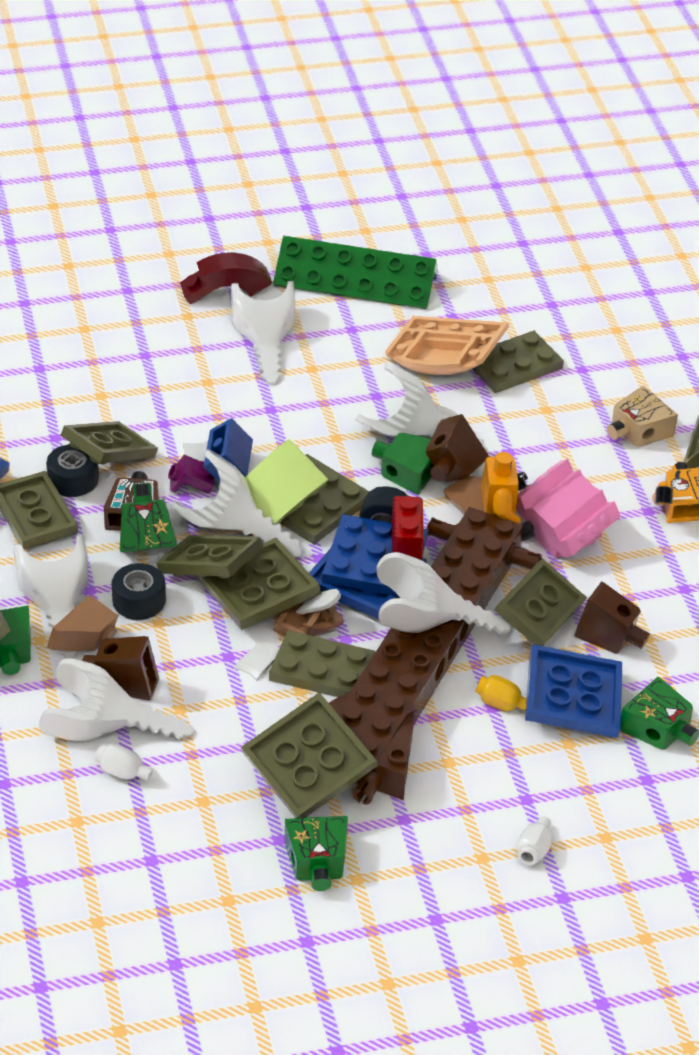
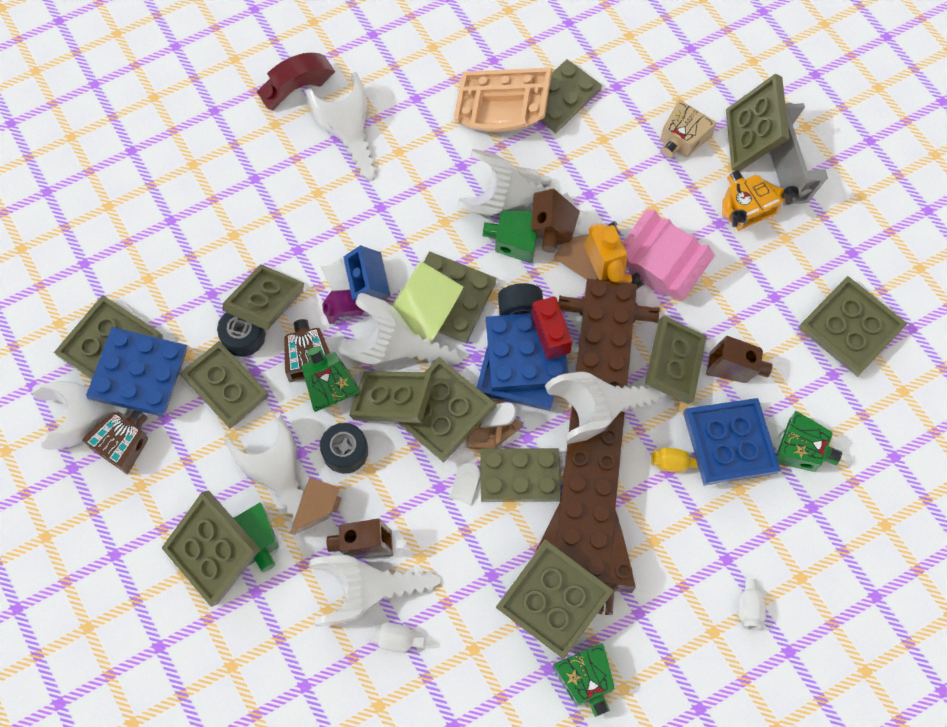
camera: 15 degrees left, 25 degrees up
(355, 272) = (400, 39): green bracket -> none

